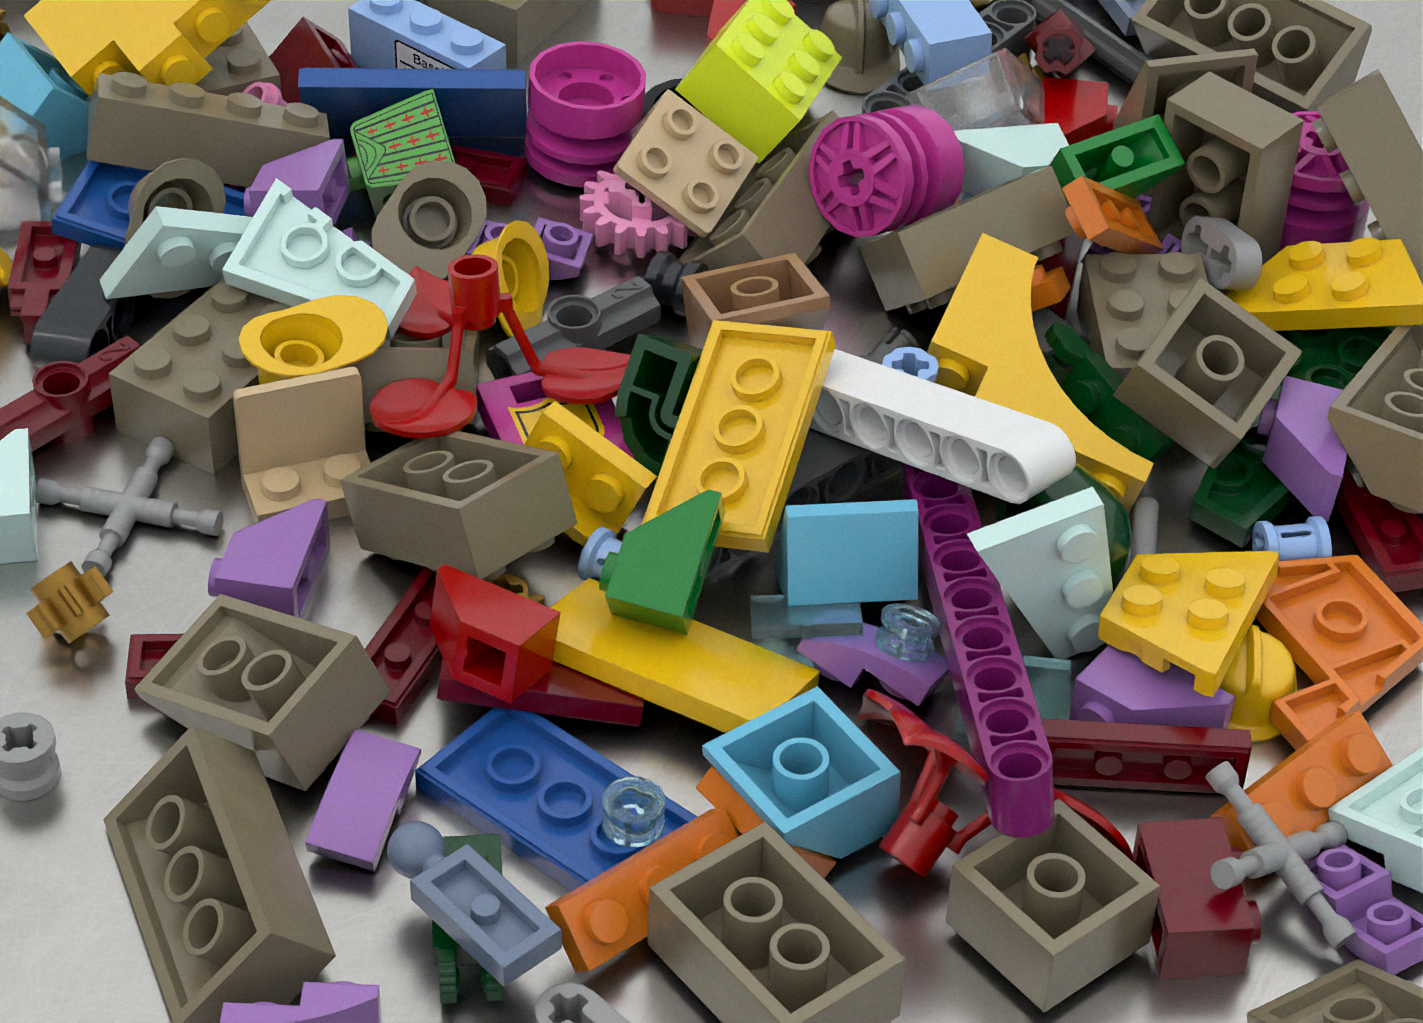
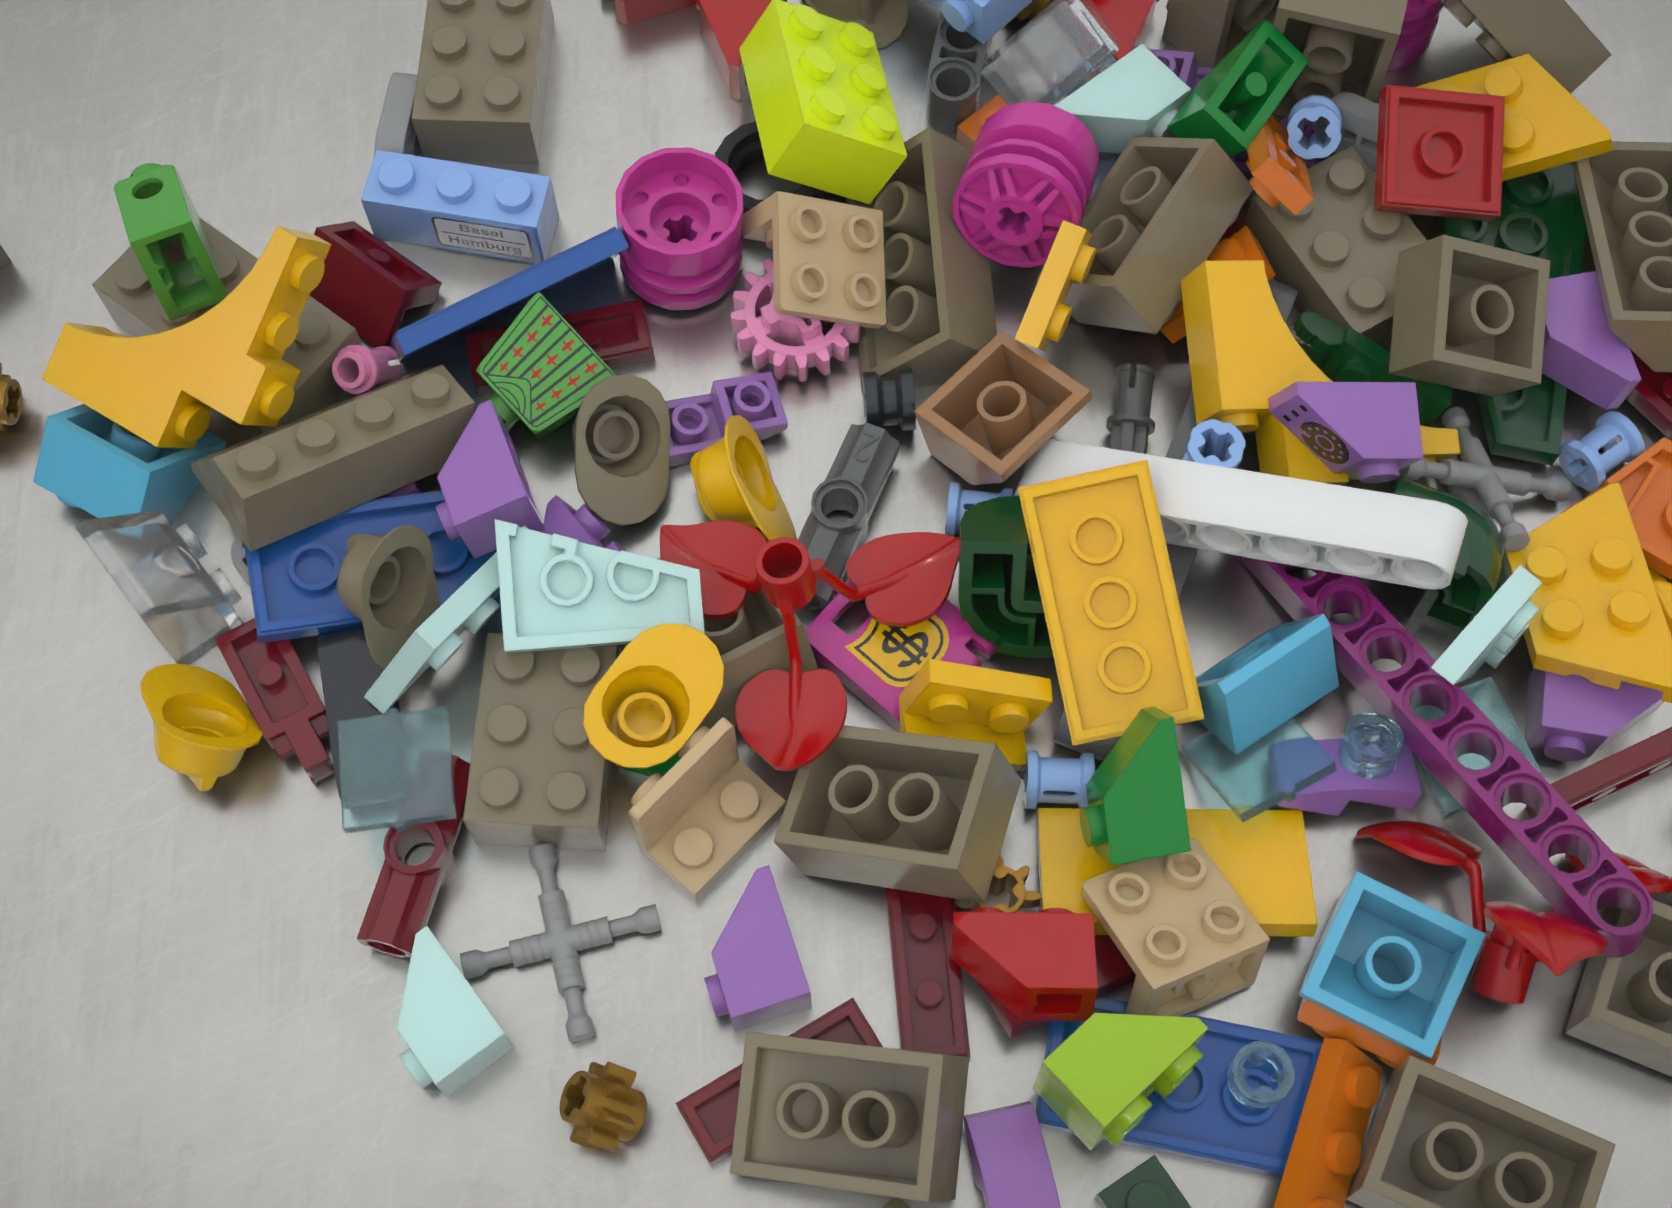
camera: 25 degrees left, 25 degrees up
(85, 329) = (396, 770): none -> clear light blue piece
(503, 722) = (1110, 1068): none -> lime slope
(631, 690) = (1178, 931): none -> tan bracket
(852, 225) = (1067, 262): none -> yellow plate
(1040, 380) = (1354, 425): none -> medium lavender slope
(1157, 510) = (1490, 482): none -> light grey piece
(1181, 214) = (1316, 145): none -> light blue bush
(1267, 264) = (1439, 153): none -> red tile

